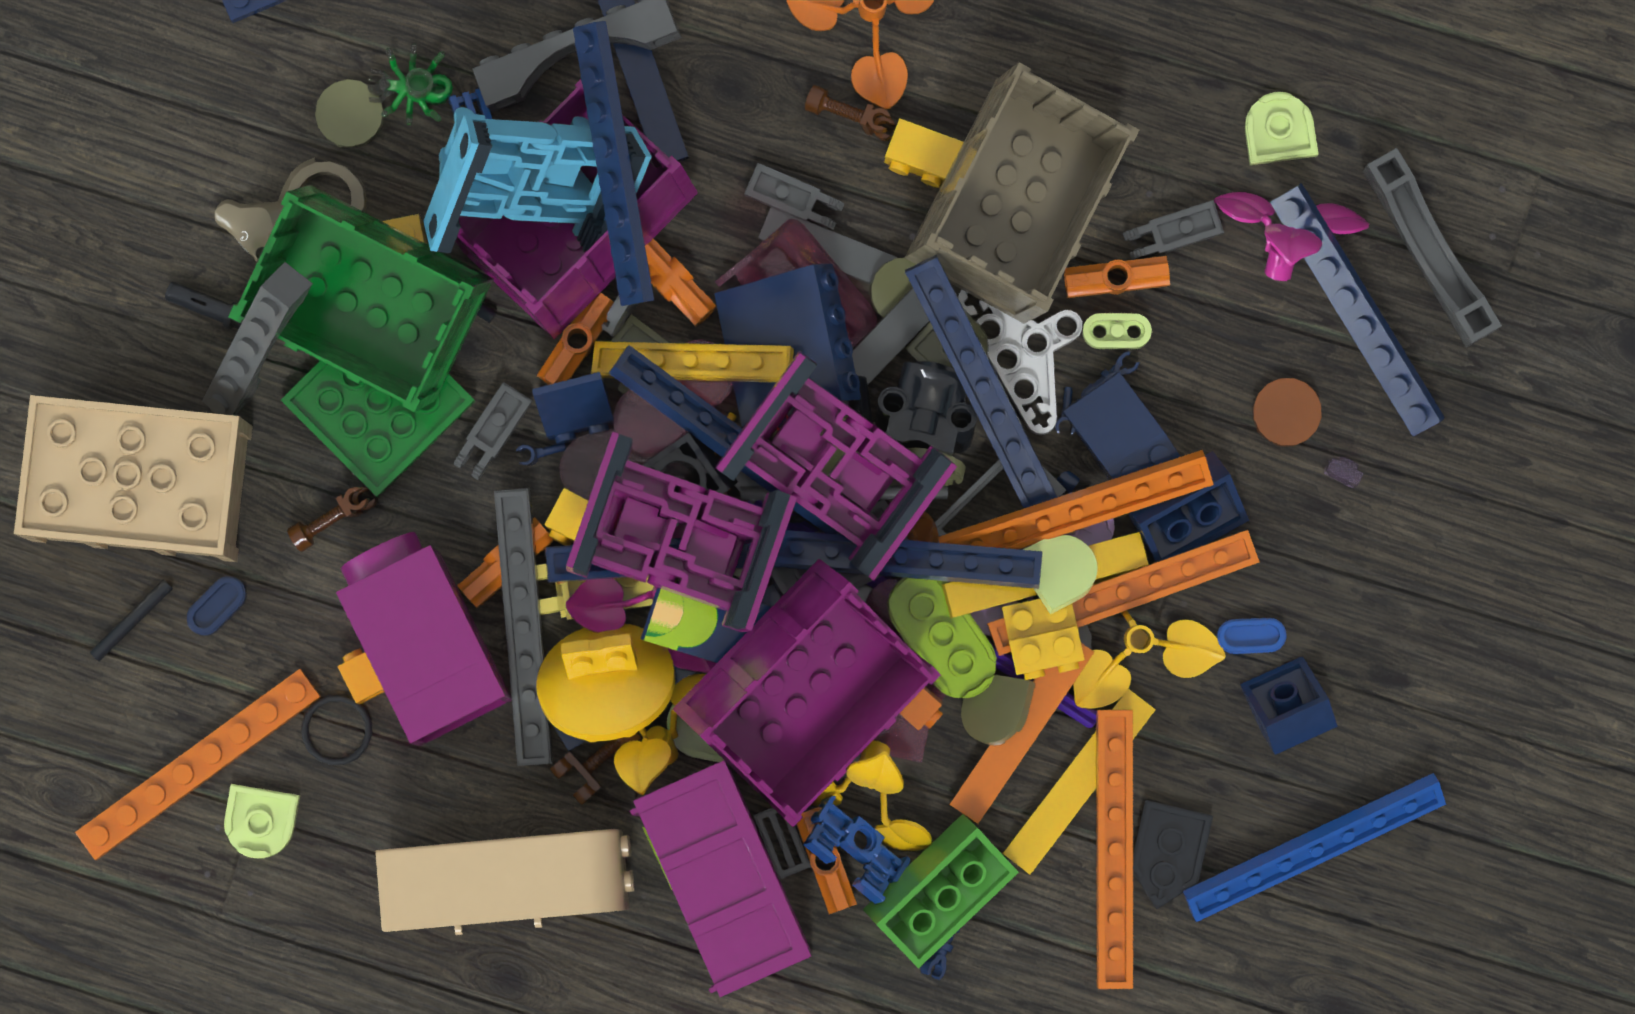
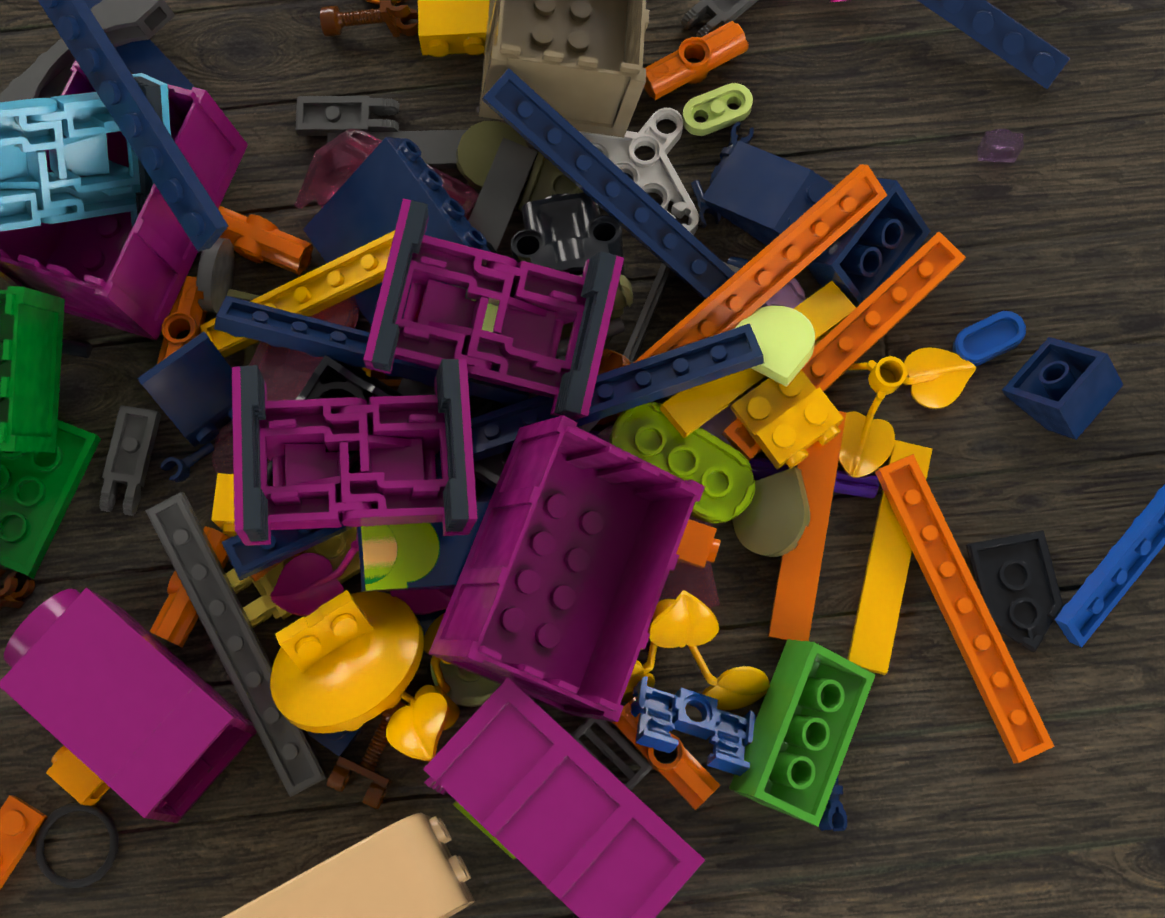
camera: 25 degrees left, 10 degrees down
(1287, 412) = (916, 117): dark orange tile -> none

